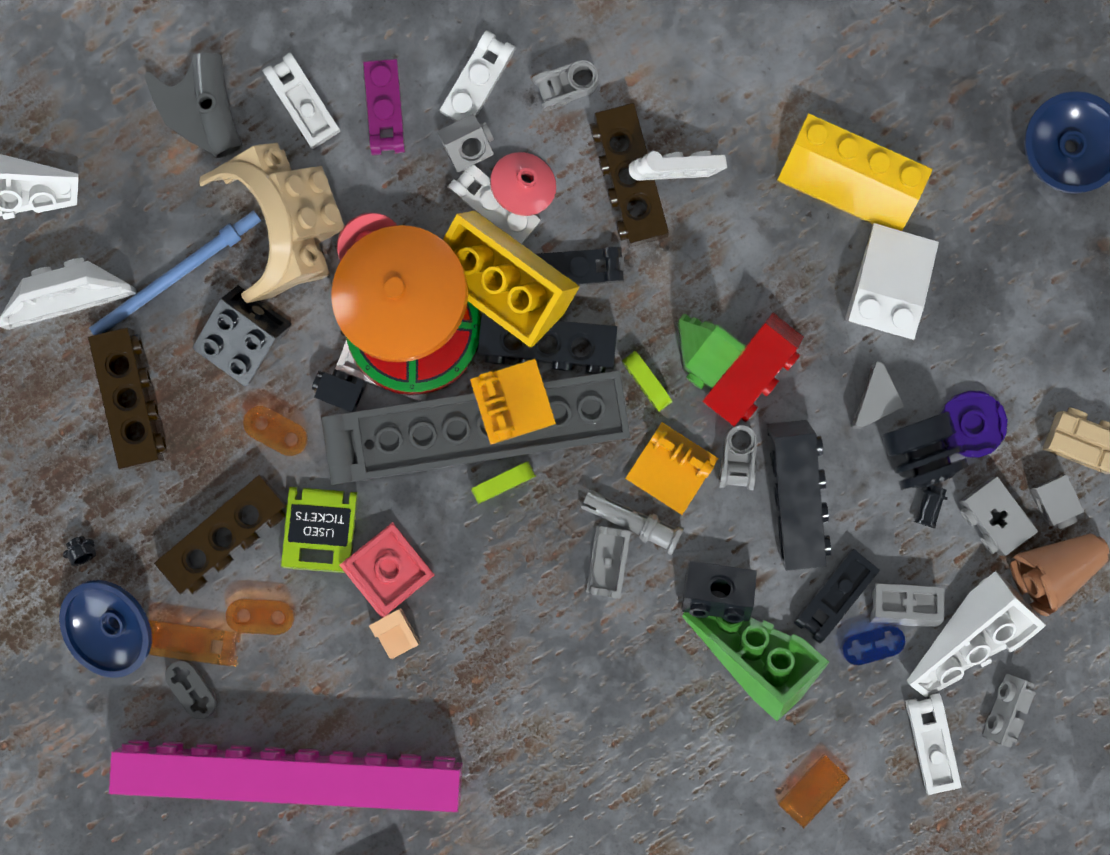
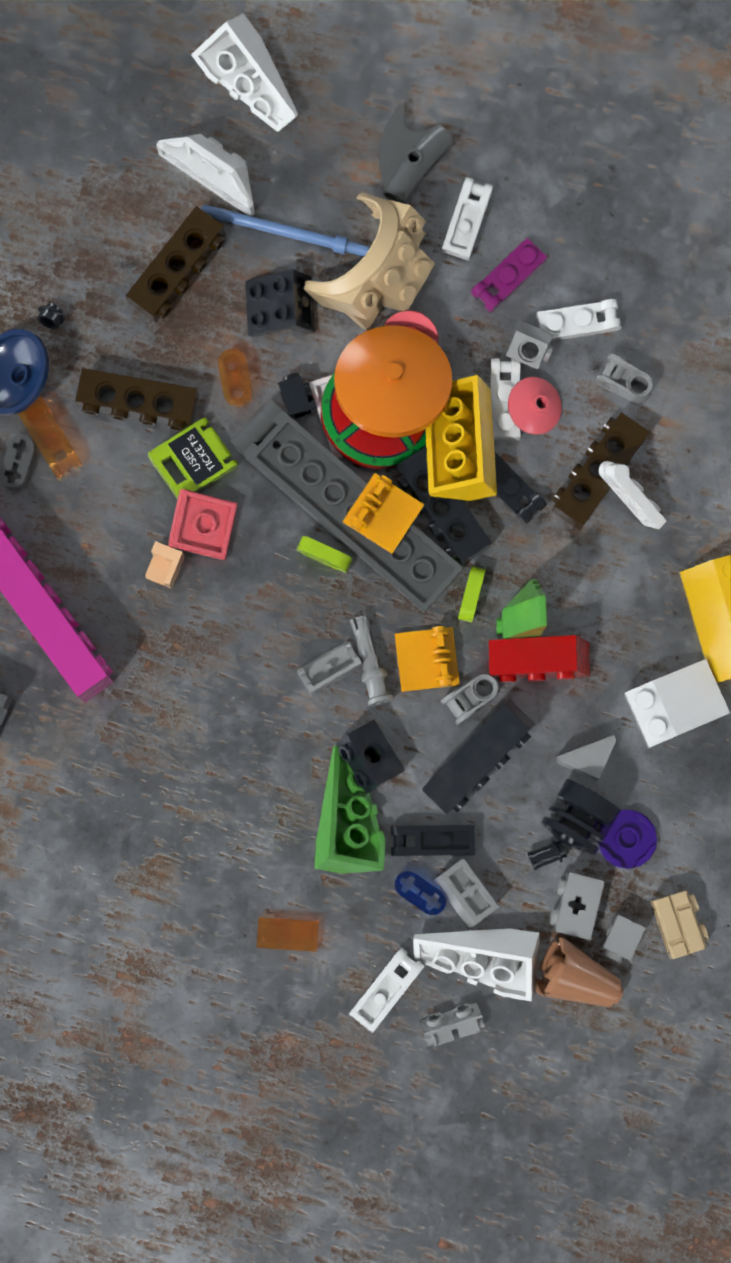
camera: 50 degrees right, 5 degrees down
(260, 616) = (104, 468): clear orange plate -> none

